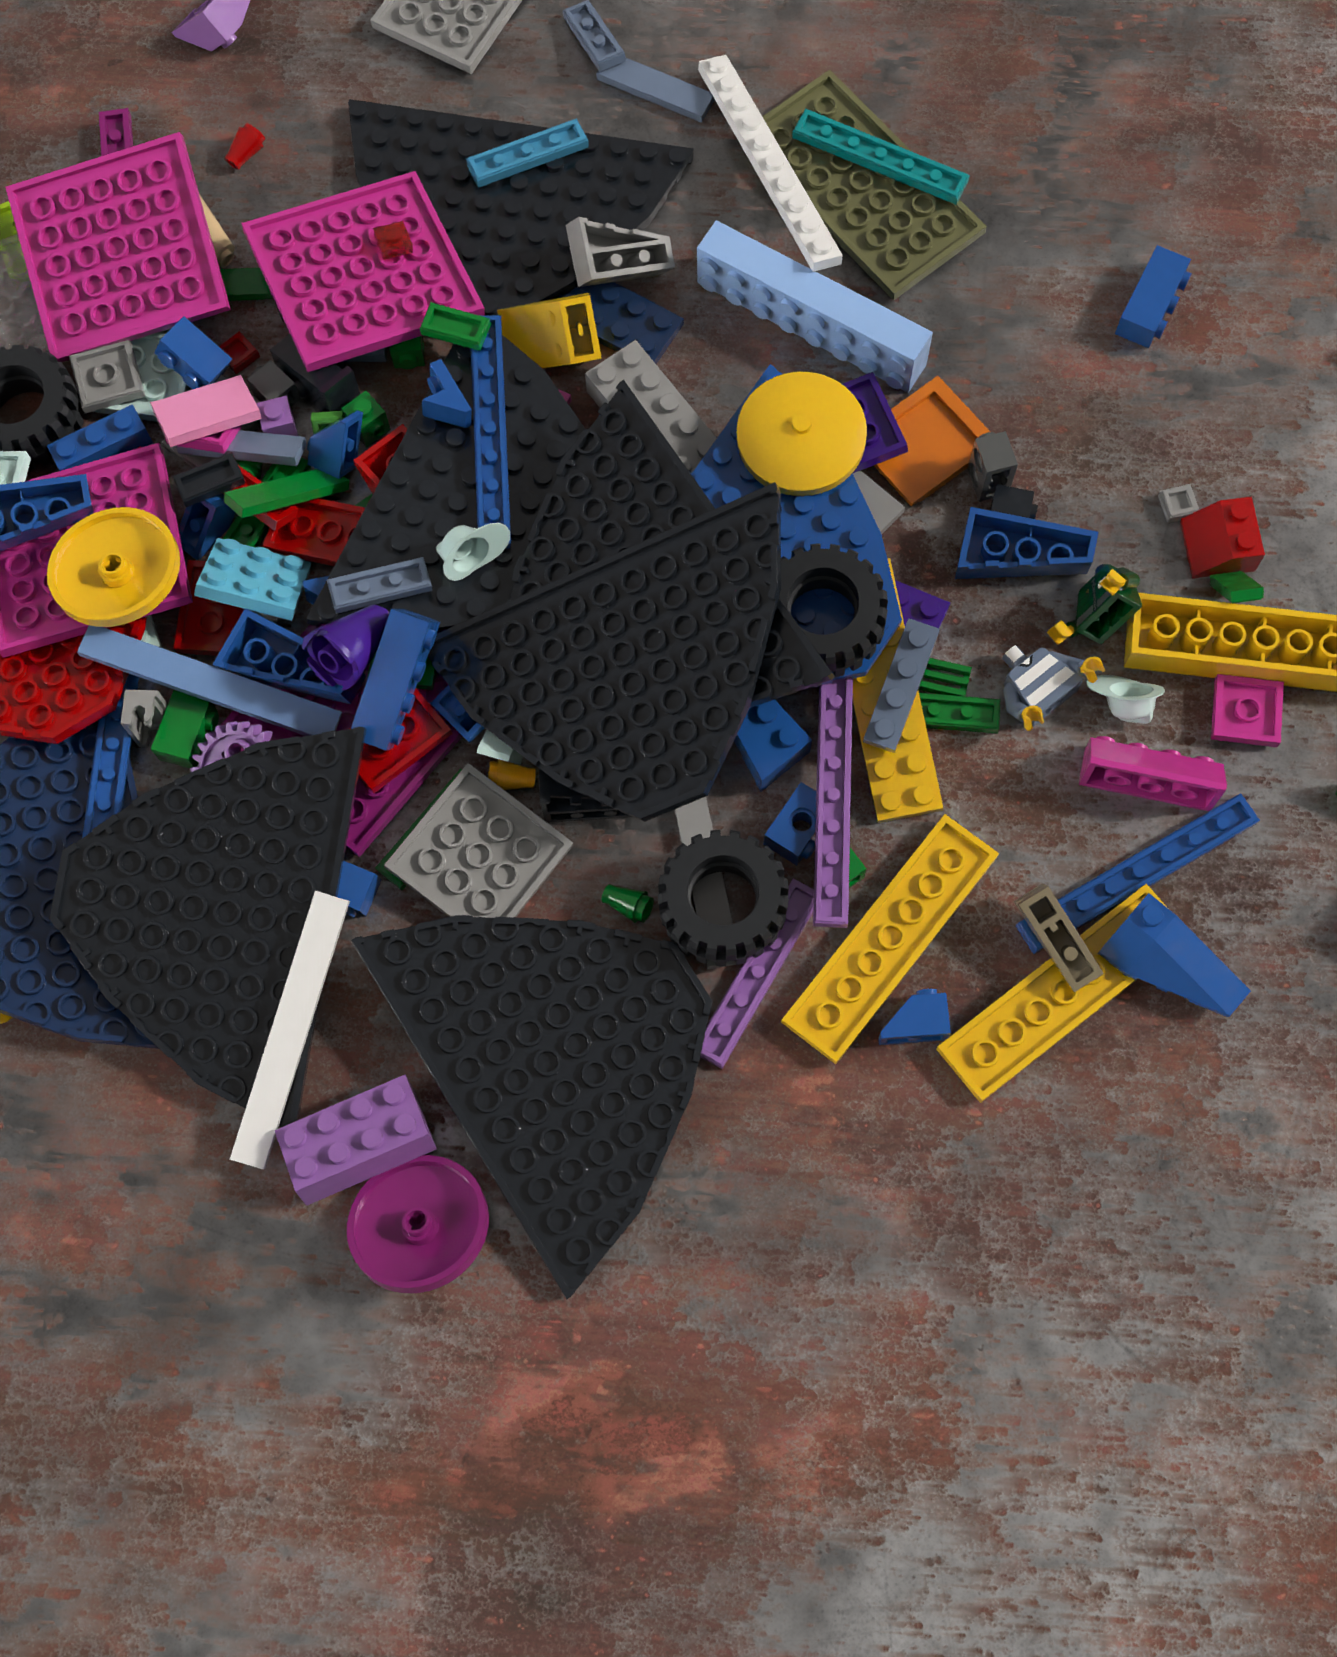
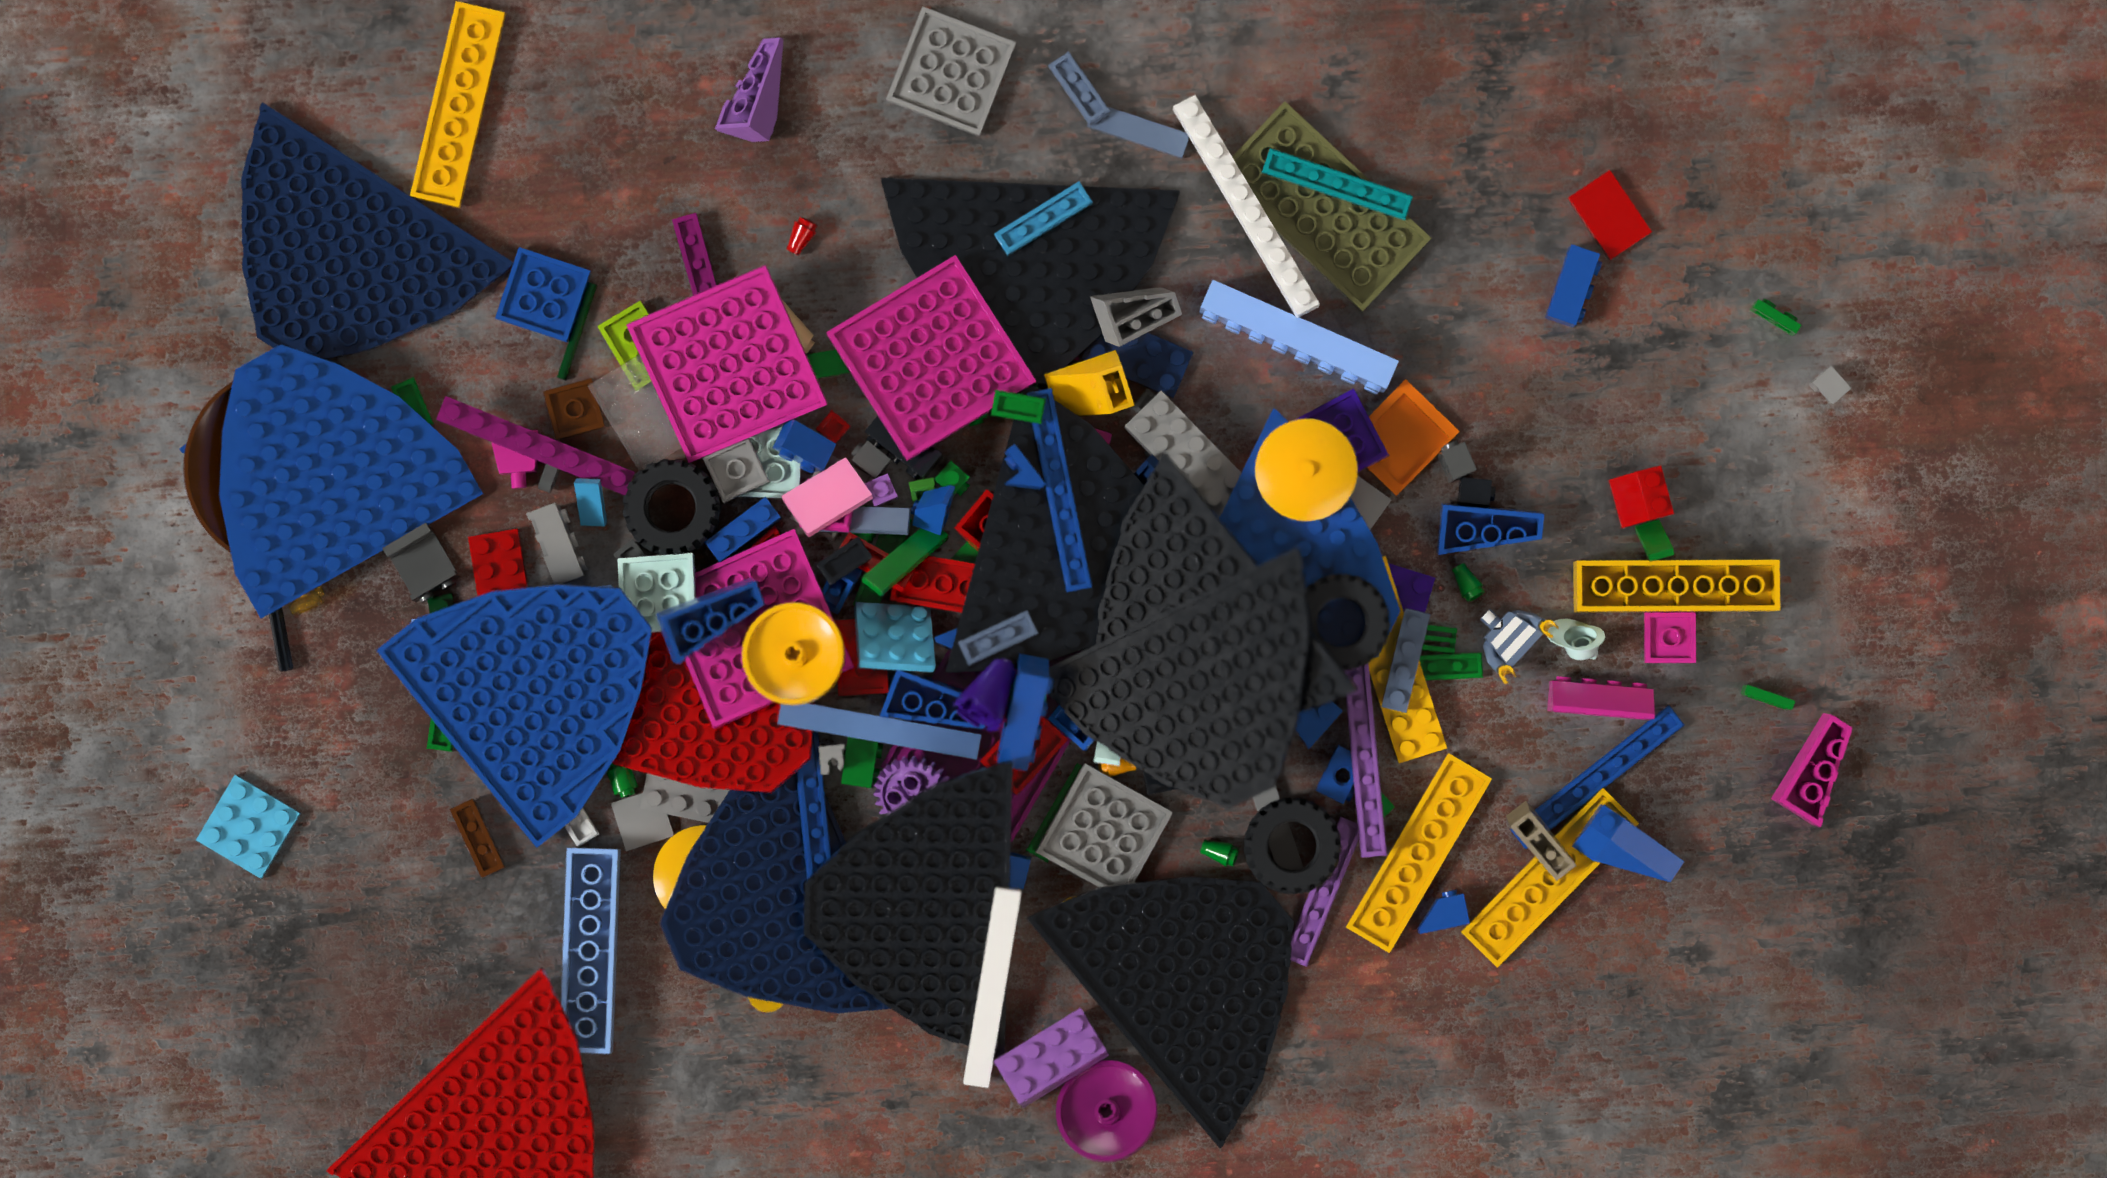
camera: 10 degrees left, 15 degrees up
(393, 240) = (952, 331): clear red plate -> none
(470, 548) = (1060, 598): light aqua piece -> none
(992, 616) = (1468, 583): none -> green cone
(1102, 605) = (1553, 570): dark green torso -> none
(1178, 502) = (1606, 466): light grey tile -> none
(1203, 231) = (1609, 215): none -> red tile

